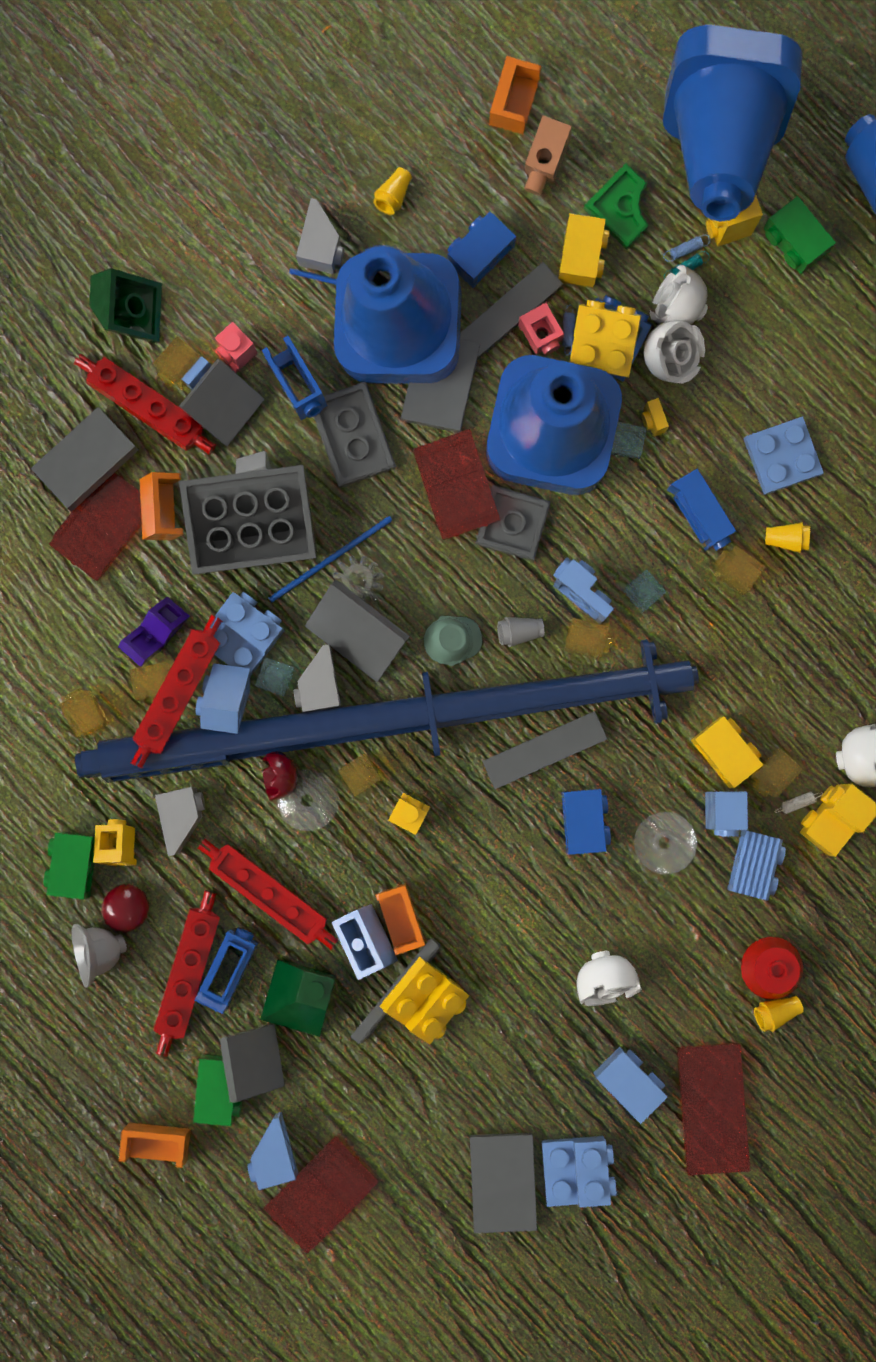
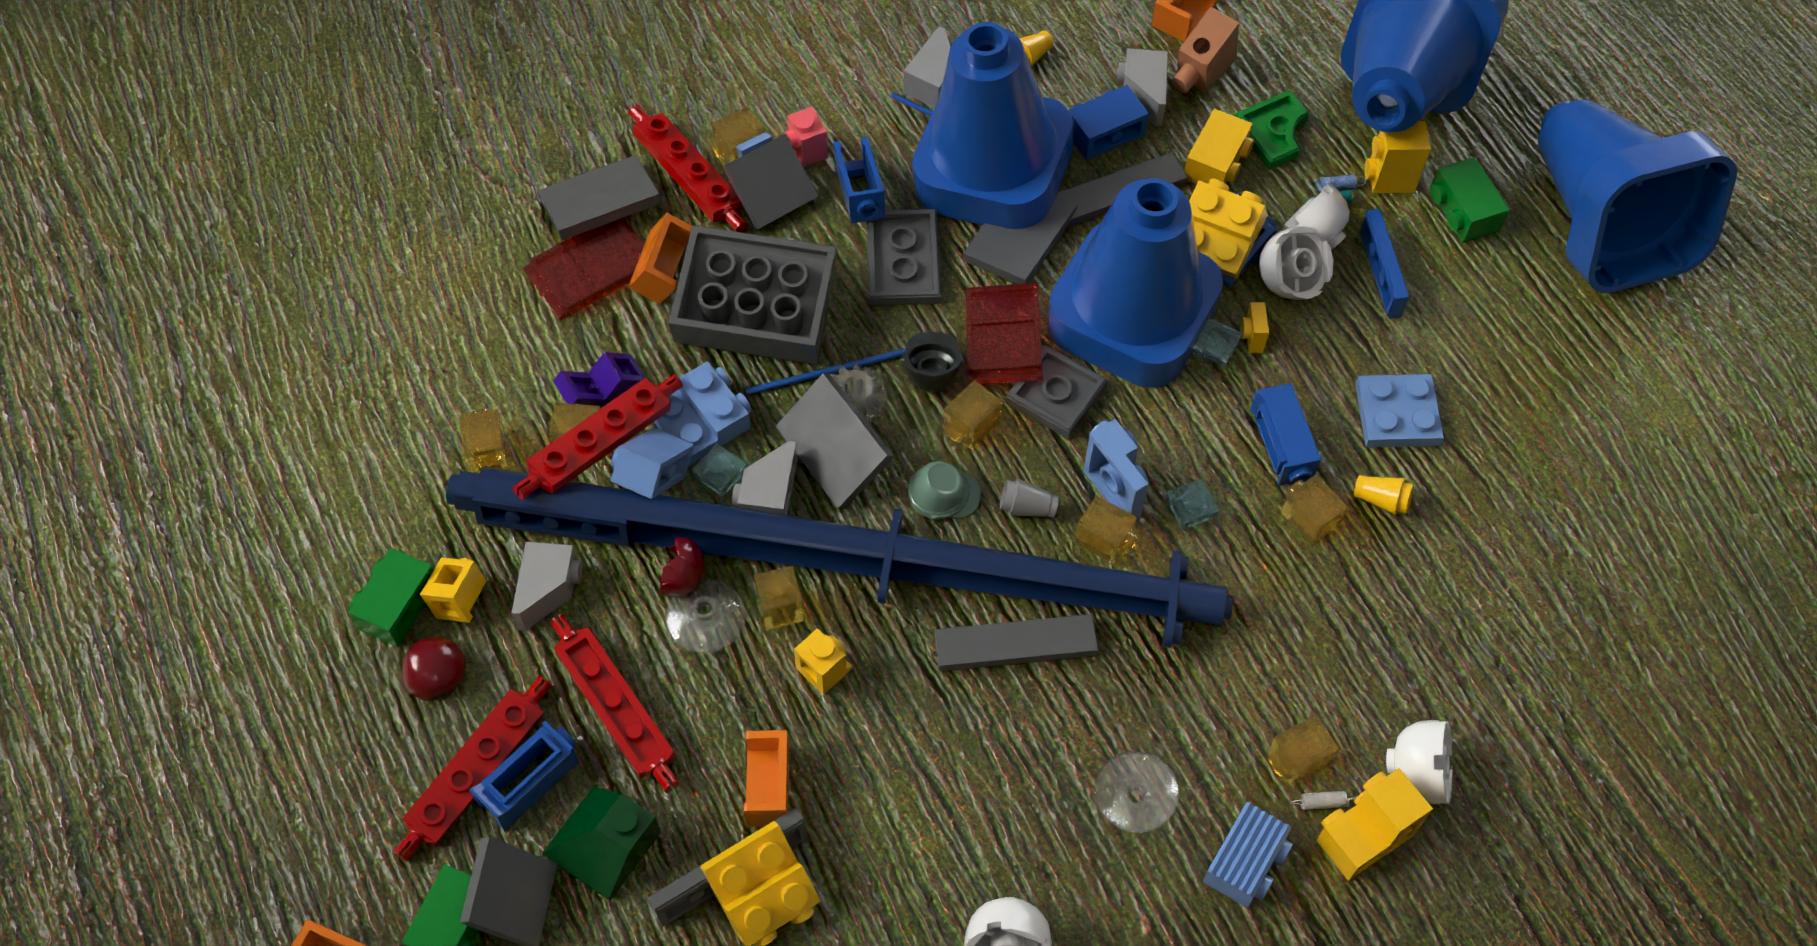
camera: 15 degrees right, 25 degrees down
(95, 951) = (377, 700): light grey hat -> none
(127, 304) = (709, 69): dark green slope -> none
(364, 941) = (711, 789): medium blue brick -> none
(408, 529) = (932, 360): none -> pearl dark grey hat
(454, 570) = (972, 415): none -> clear yellow brick
(502, 196) = (1147, 77): none -> light grey slope
(585, 821) = (1038, 735): blue brick -> none
(726, 812) = (1226, 768): medium blue brick -> none
(728, 751) = (1245, 706): yellow brick -> none
(743, 322) = (1384, 264): none -> blue tile

